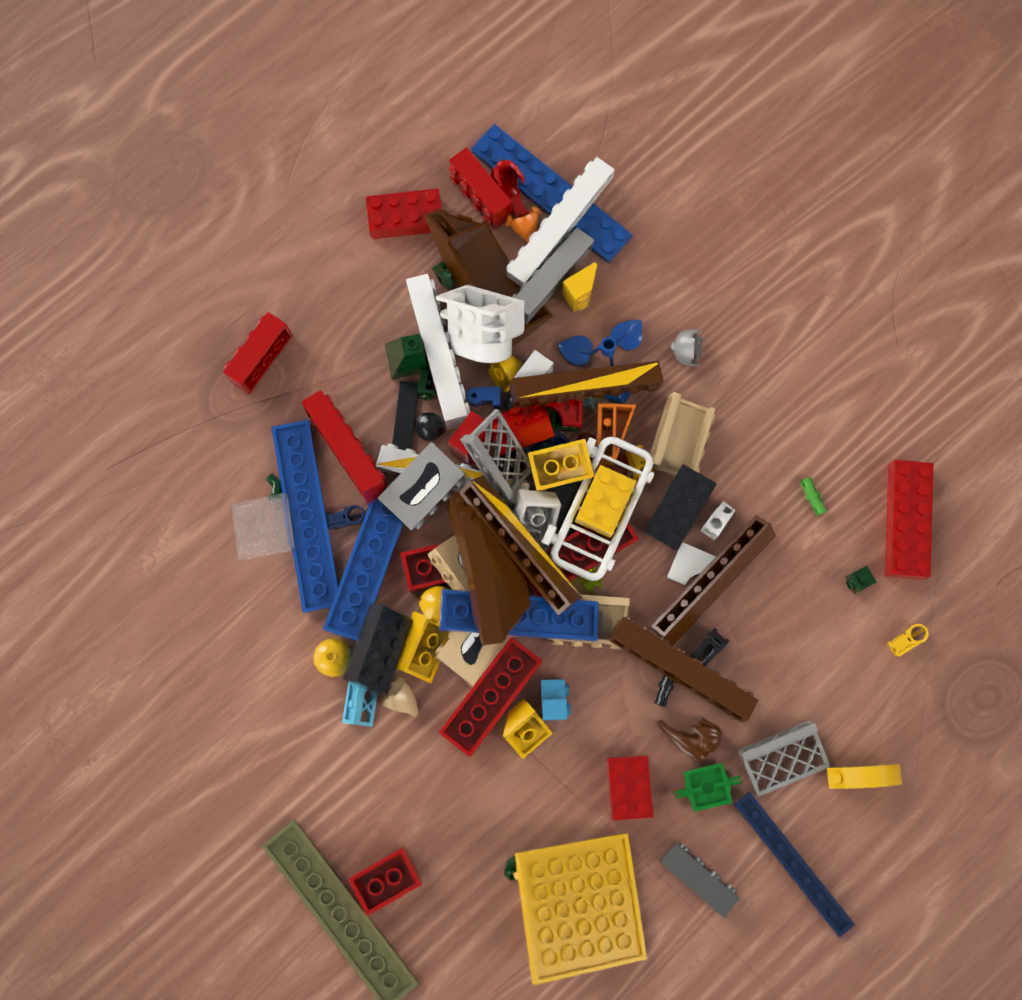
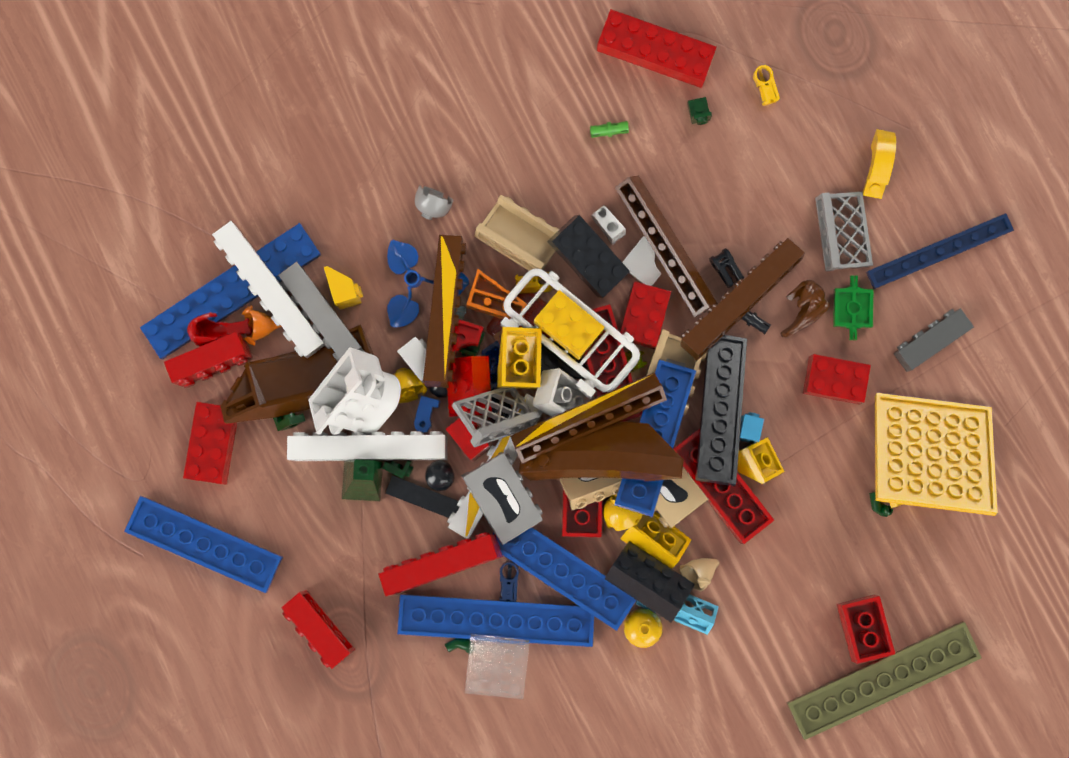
camera: 75 degrees left, 5 degrees up
(311, 234) = (203, 544): none -> blue plate
(564, 676) = (721, 411): none -> black plate
(639, 578) = (645, 314): none -> red brick

